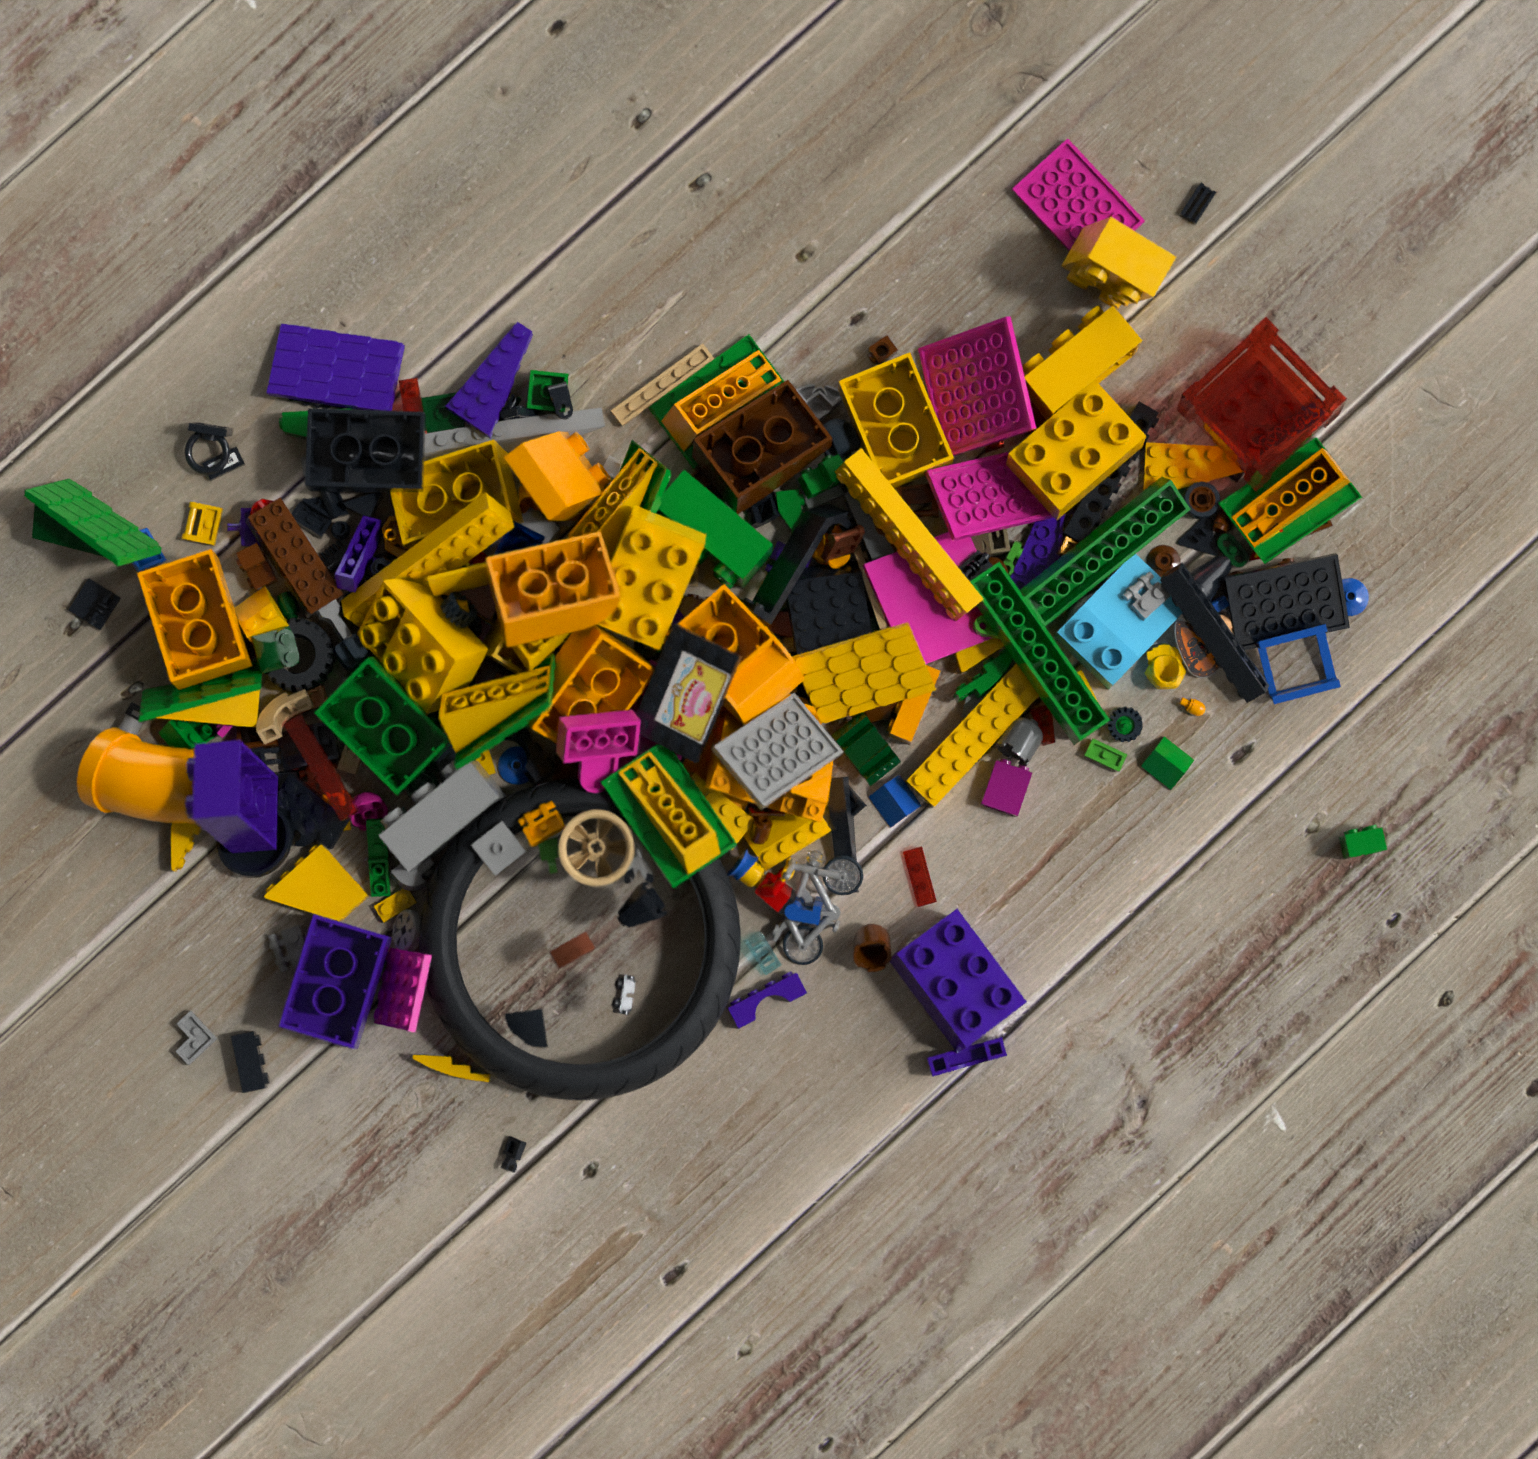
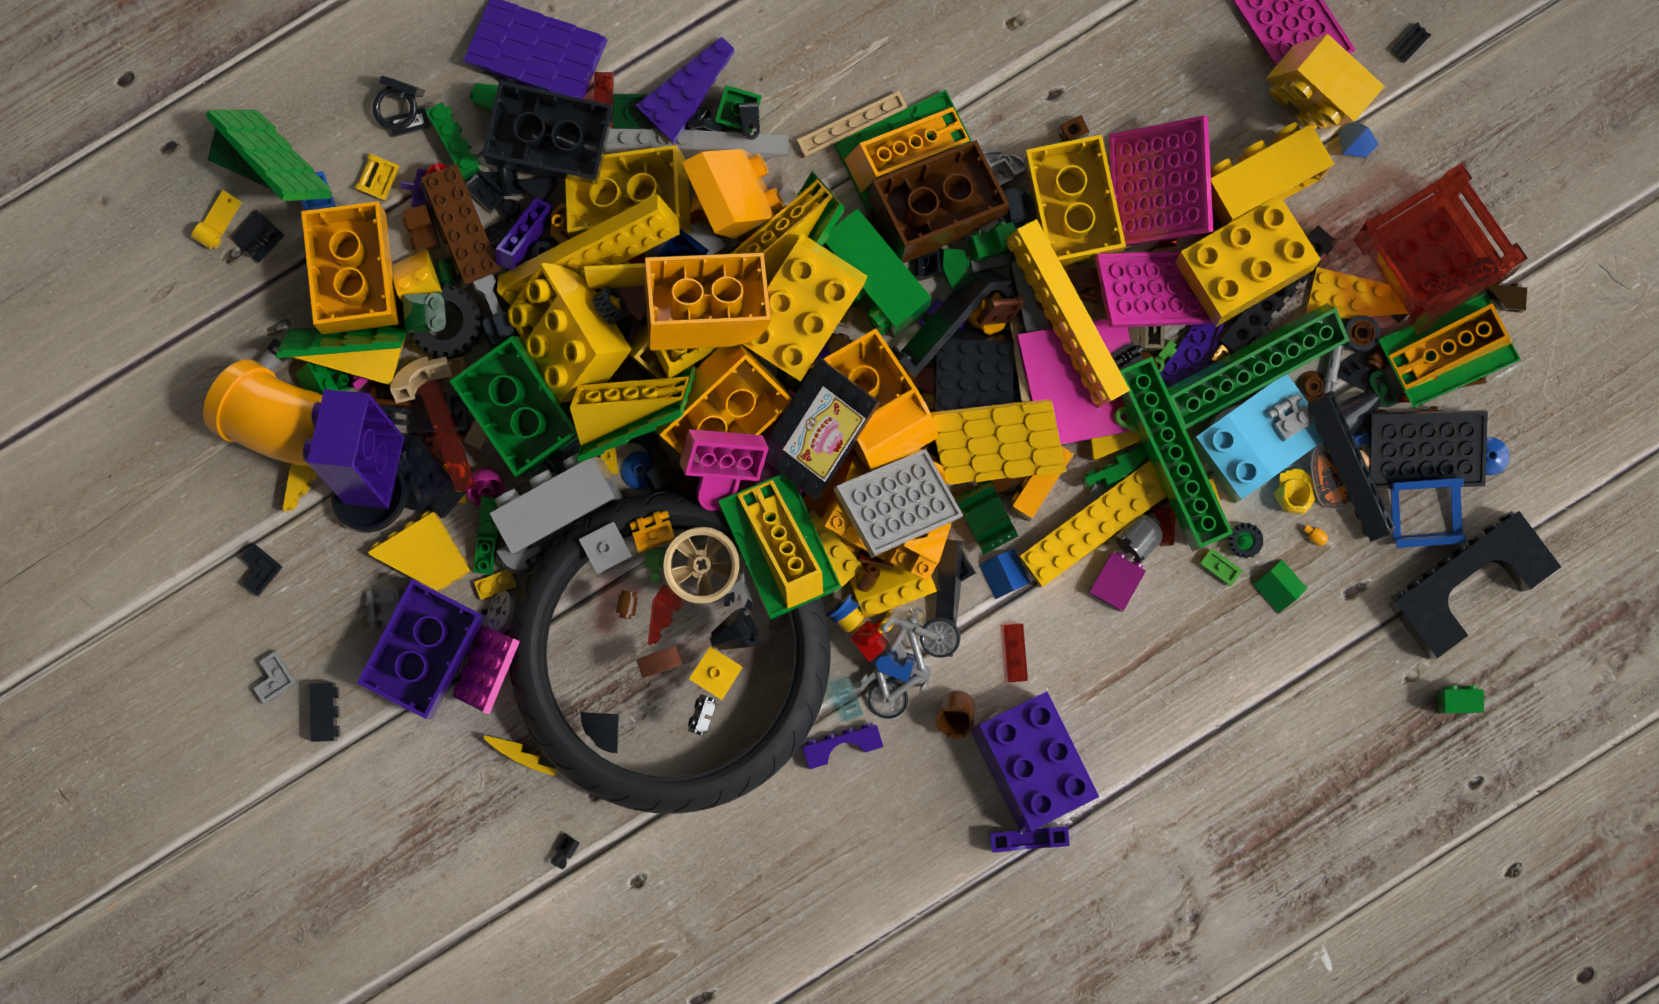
camera: 15 degrees right, 0 degrees up
(51, 596) = (218, 219): none -> yellow door
(164, 930) = (265, 569): none -> black plate
(274, 477) = (453, 141): none -> green brick
(530, 899) = (627, 604): none -> reddish brown brick
(566, 896) = (663, 607): none -> clear red slope
(629, 950) = (716, 673): none -> yellow plate
(1162, 310) = (1357, 140): none -> blue slope
(1179, 541) = (1332, 370): none -> light grey axle
(1339, 438) = (1509, 298): none -> dark brown slope
(1380, 680) = (1425, 602): none -> black arch

